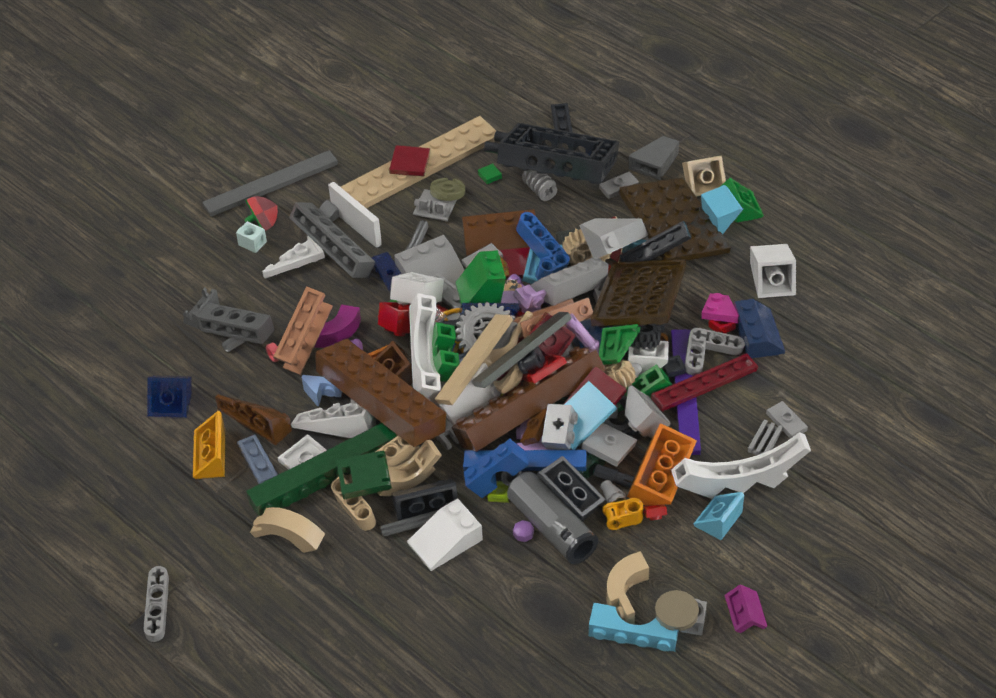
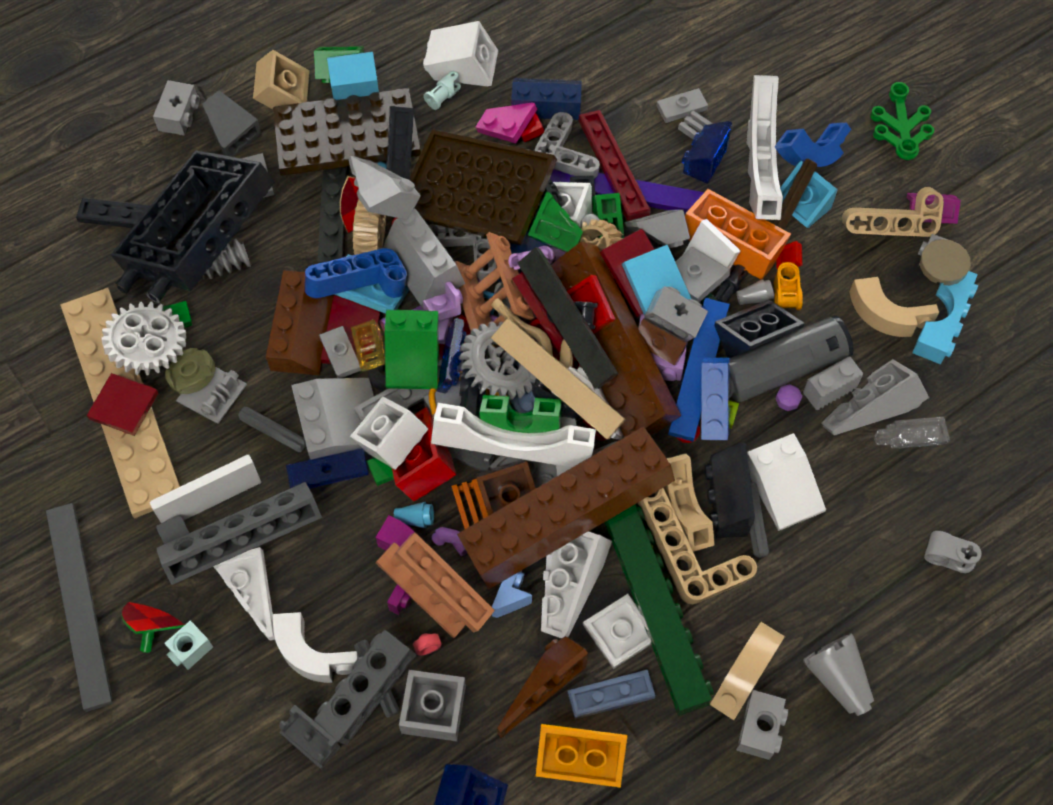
camera: 80 degrees left, 15 degrees up
(229, 360) = (432, 705): none -> light grey brick
(247, 546) = (754, 740): none -> light grey brick
(258, 287) = (316, 666): none -> white arch
(292, 587) = (843, 674): none -> light grey cone
(368, 329) = (416, 515): none -> medium azure cone
(368, 474) = (698, 545): dark green container -> none
(409, 654) = (951, 551): none -> light grey piece
(449, 159) = (144, 338): none -> white gear
(512, 618) = (914, 433): none -> clear hinge
(538, 595) = (889, 393): none -> light grey wedge
(541, 554) = (832, 383): none -> light grey brick
(636, 451) = (714, 244): none -> white tile
(659, 125) = (176, 108): none -> light grey brick
(705, 496) = (796, 192): none -> dark brown axle
(720, 591) = (892, 216): none -> tan beam
(736, 267) = (443, 90): none -> light aqua piece
(736, 438) = (707, 151): none -> clear blue slope
(758, 507) = (797, 145): none -> blue arch
(831, 580) = (906, 147): none -> green plant

